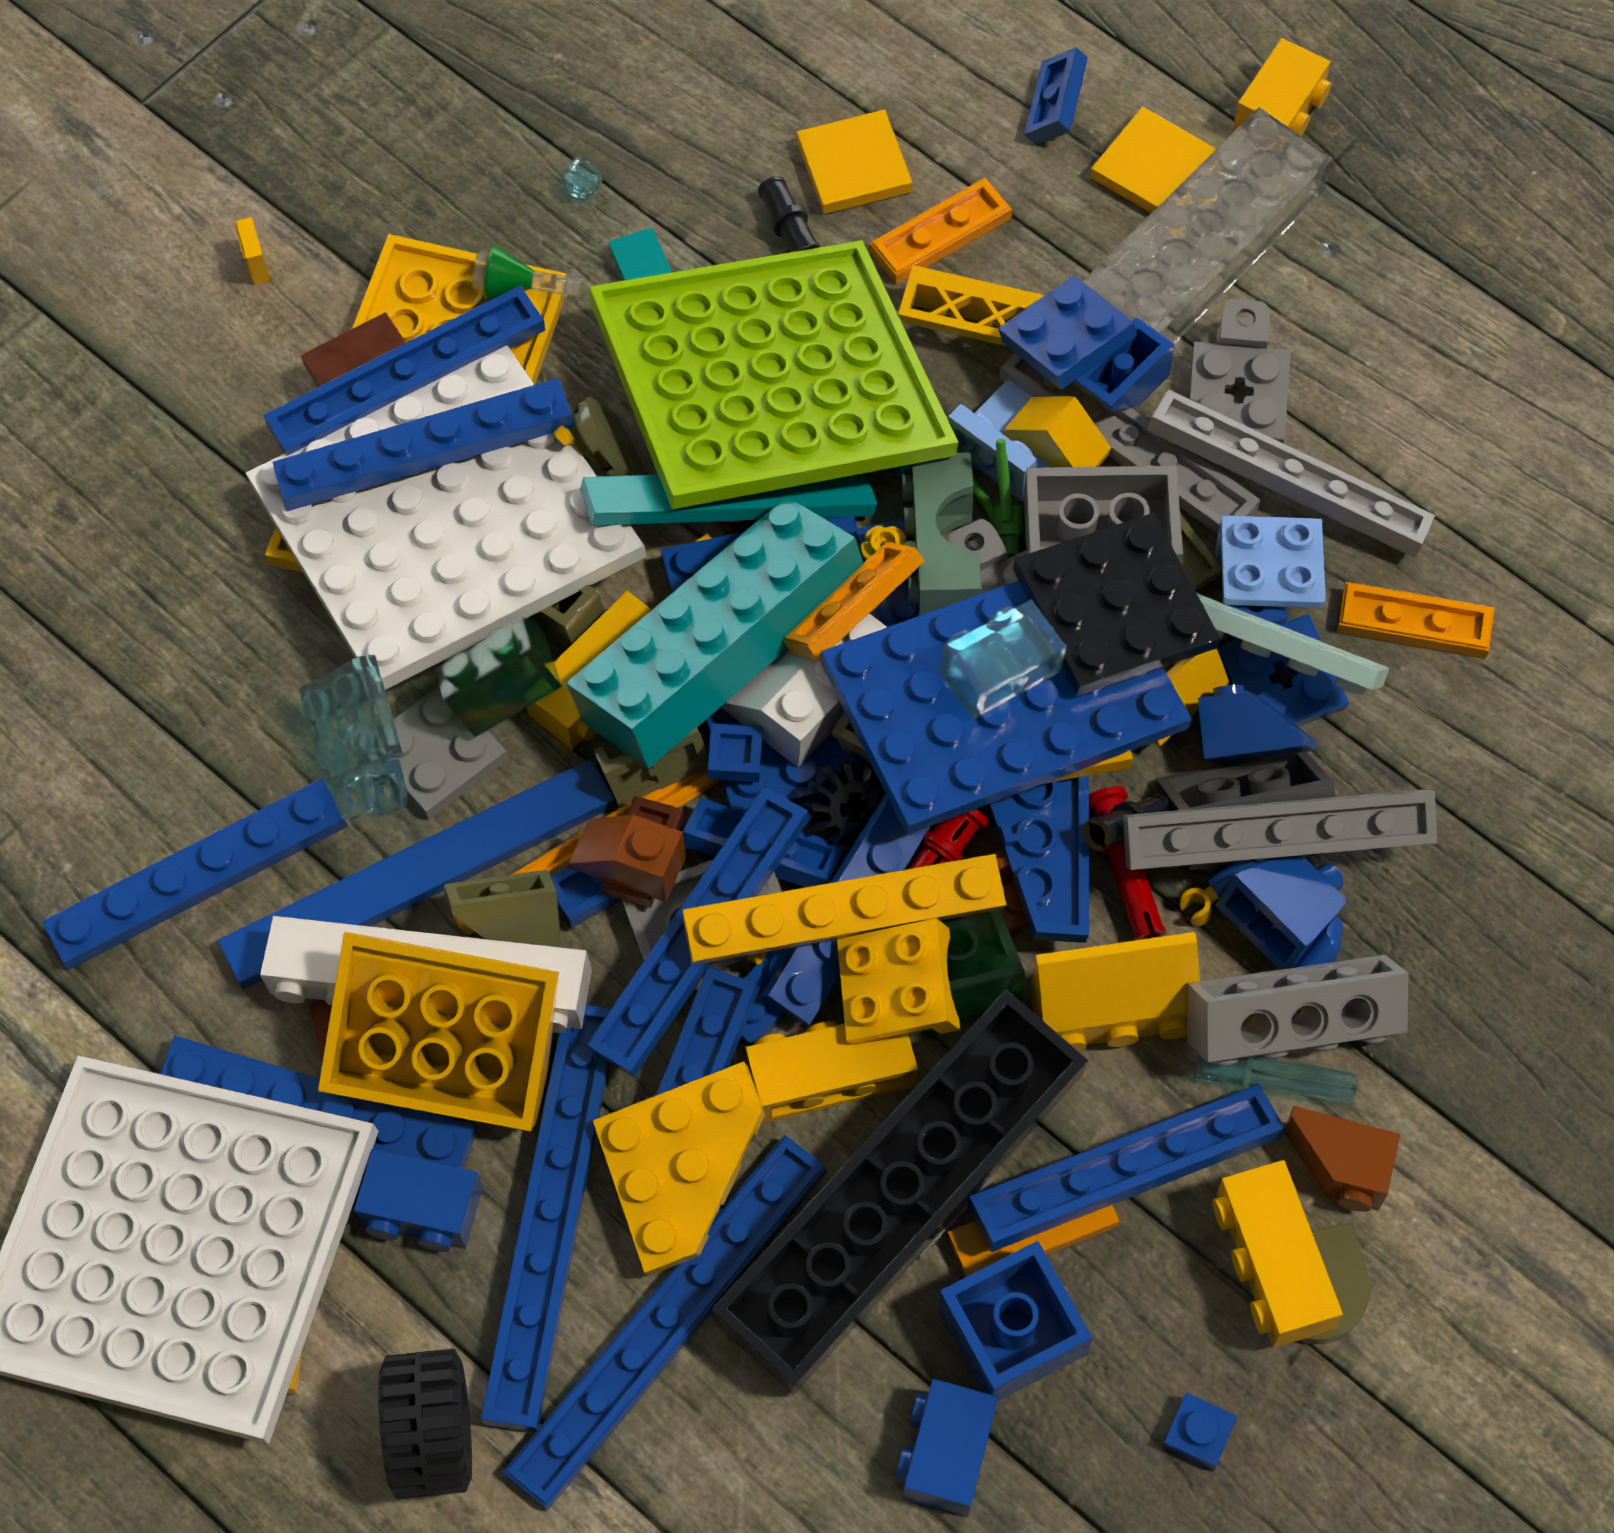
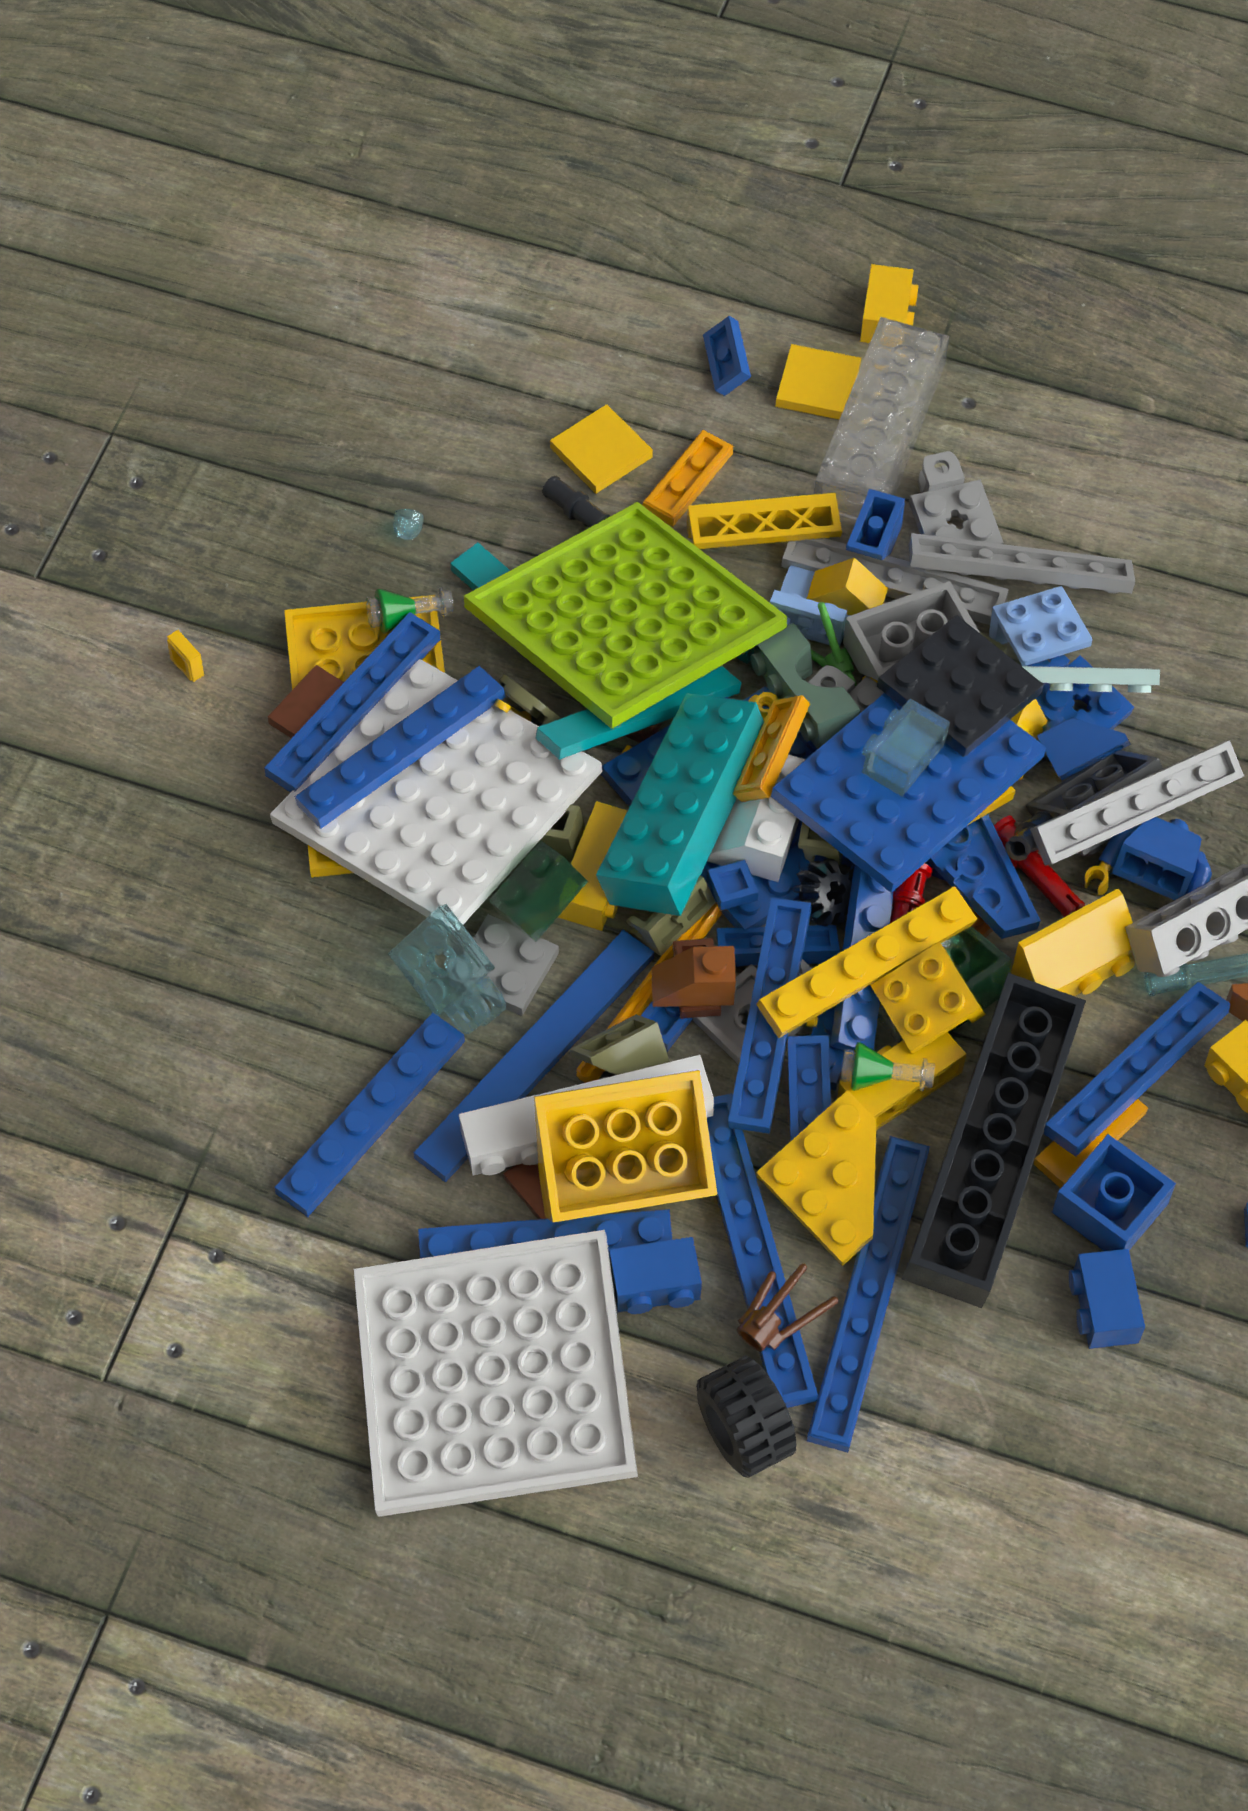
camera: 25 degrees left, 5 degrees down
(503, 1311) = (760, 1326): none -> reddish brown plant
(781, 1042) = (866, 1068): none -> piece
(1067, 332) = (825, 515): blue plate -> none
(1415, 620) = (1150, 636): light orange tile -> none

